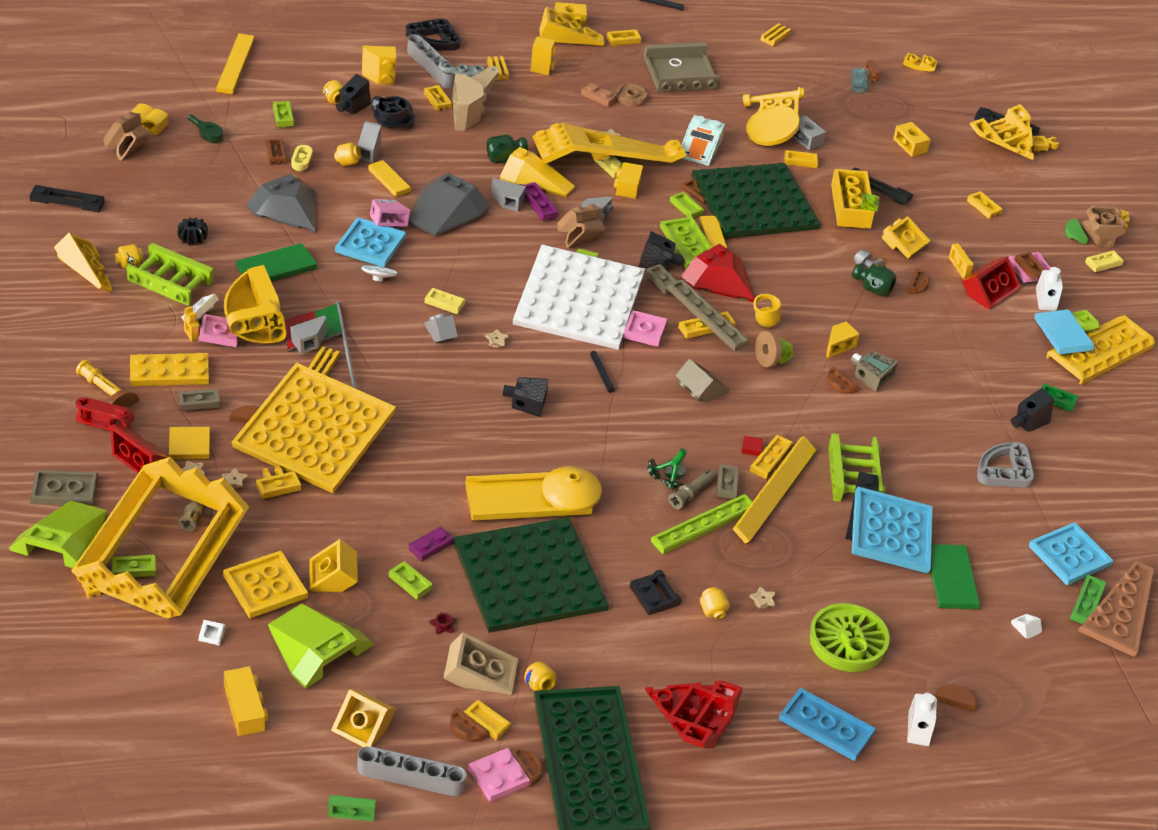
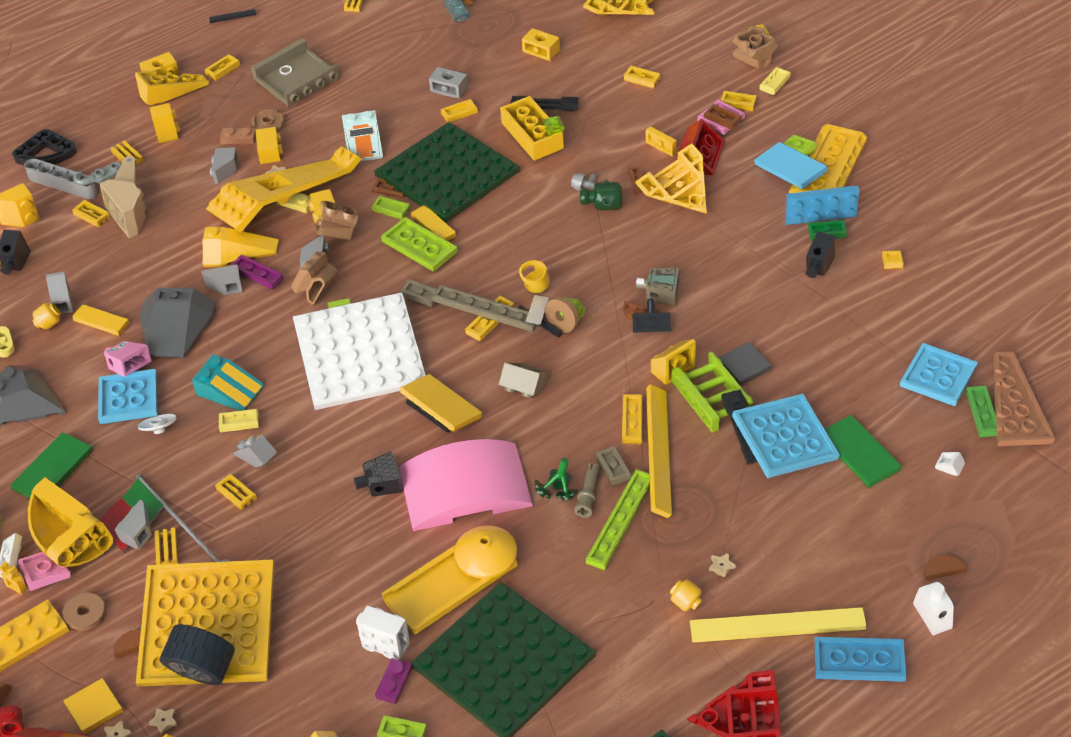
camera: 20 degrees left, 5 degrees up
(199, 399) = (72, 654): dark tan plate -> none
(235, 369) = (80, 602): none -> medium nougat tile
(279, 484) = (209, 703): yellow hinge -> none
(287, 439) = (197, 654): none -> black wheel
(393, 112) = (60, 249): black piece -> none
(407, 359) = (244, 500): none -> yellow tile
(445, 502) = (383, 632): none -> white brick
(454, 269) = (226, 383): none -> teal slope
(496, 339) = (312, 438): tan plate -> none
(501, 147) = (190, 234): dark green piece -> none
(570, 109) = (223, 163): none -> light grey slope
(595, 431) = (463, 481): none -> bright pink slope
(618, 112) = (268, 145): none -> yellow brick
(618, 366) = (441, 402): none -> yellow tile
(630, 191) = (336, 220): none -> medium nougat piece
(644, 328) = (438, 350): bright pink plate -> none
(649, 595) = (623, 619): black plate -> none
(659, 251) = (400, 268): torso -> none
(719, 272) = (465, 260): red wedge -> none
(748, 336) = (537, 309): none -> white sticker
(751, 353) = (546, 325): none -> black bar
(752, 445) = (609, 417): red tile -> none
(775, 121) = (413, 88): yellow piece -> none
(777, 665) = (777, 624): none -> light yellow tile
(839, 632) = (818, 561): lime piece -> none
(842, 339) = (613, 270): yellow slope -> none
(843, 391) = (651, 321): none -> black plate
(847, 427) = (677, 355): none -> yellow slope
(902, 463) = (745, 363): none -> dark grey tile
(905, 236) = (600, 142): yellow plate -> none
(950, 299) = (679, 182): none -> yellow wedge
(987, 475) = (842, 319): light grey beam -> none
(1050, 282) = (752, 131): white torso -> none
(1057, 260) = (739, 100): none -> yellow tile
(1066, 373) = (821, 205): none -> dark azure plate
(1075, 231) = (732, 65): bright green tile -> none
(1101, 448) = (892, 259): none -> yellow tile

